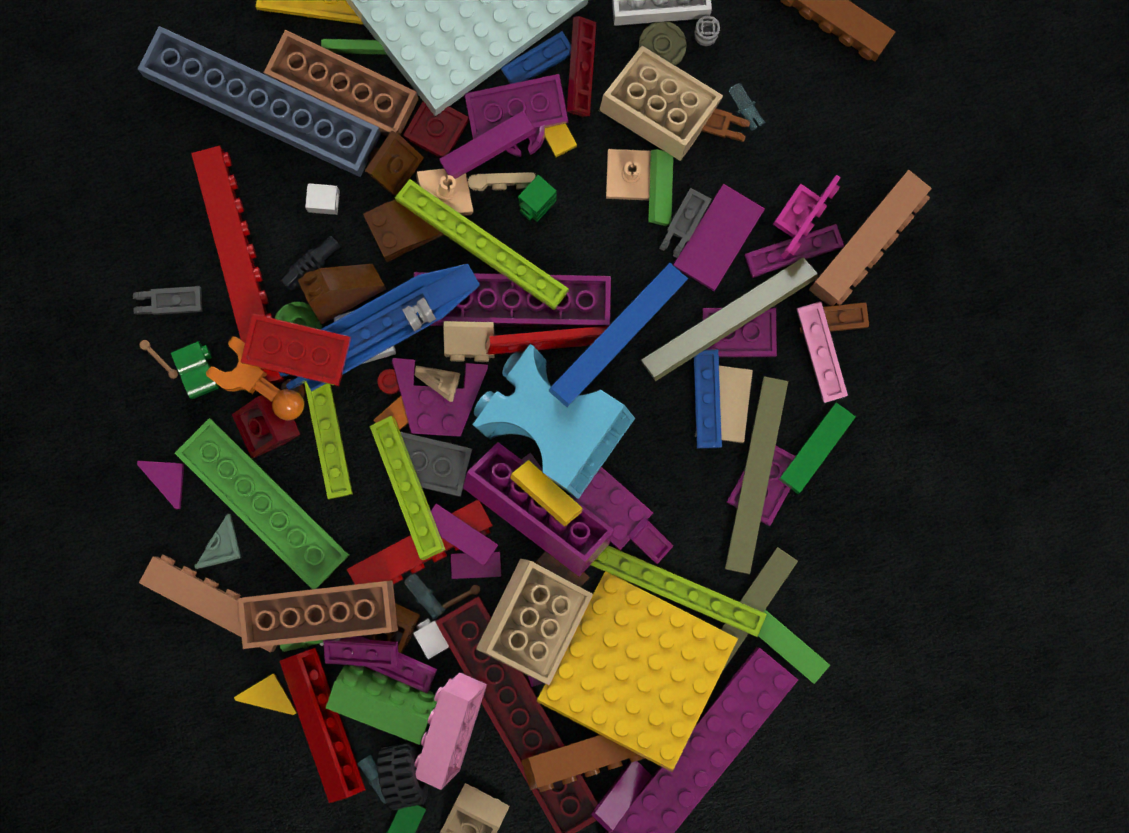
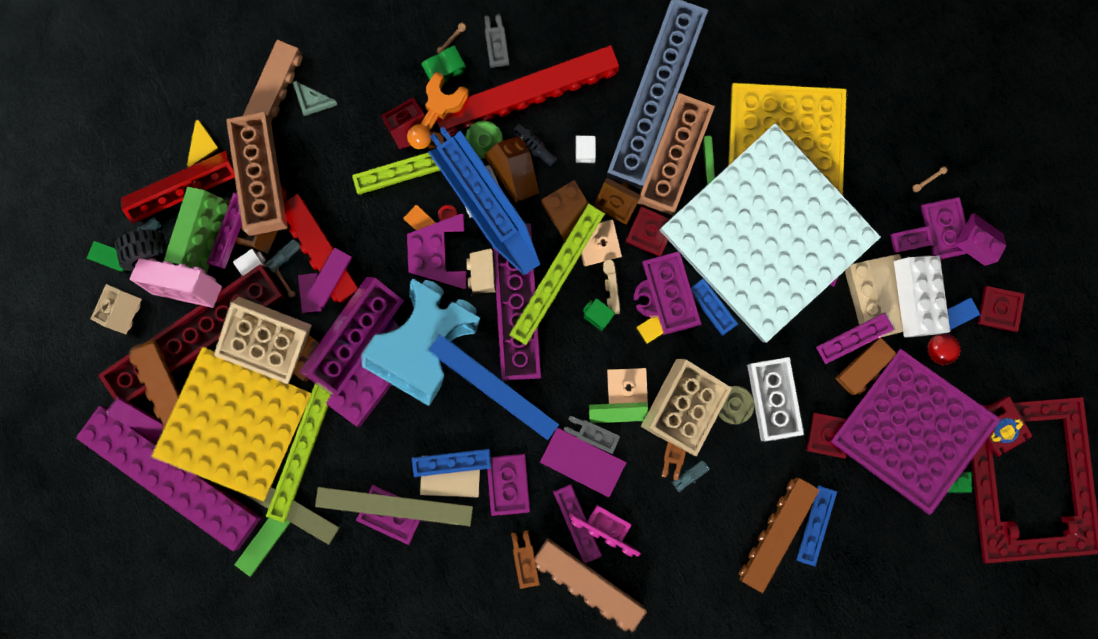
camera: 90 degrees right, 0 degrees up
(167, 478) = (360, 54): magenta tile -> none
(262, 504) = (345, 126): bright green plate -> none
(295, 350) = (457, 136): red plate -> none
(361, 652) = (231, 214): magenta tile -> none
(407, 488) = (361, 233): lime plate -> none
(423, 310) = (493, 228): light grey wheel -> none
(438, 463) = (385, 251): dark grey plate -> none
(440, 380) = (449, 253): tan tile -> none
(487, 145) = (637, 272): magenta tile -> none
(543, 340) = (485, 330): red tile -> none
(546, 493) = (354, 348): yellow tile -> none
(581, 66) = (710, 341): dark red plate -> none
(650, 540) = (335, 426): magenta tile -> none
(703, 34) = (749, 439): light grey wheel -> none
(729, 319) = (516, 476): tile -> none
(817, 448) = (419, 553): green tile -> none
(822, 352) = (495, 551): bright pink plate -> none

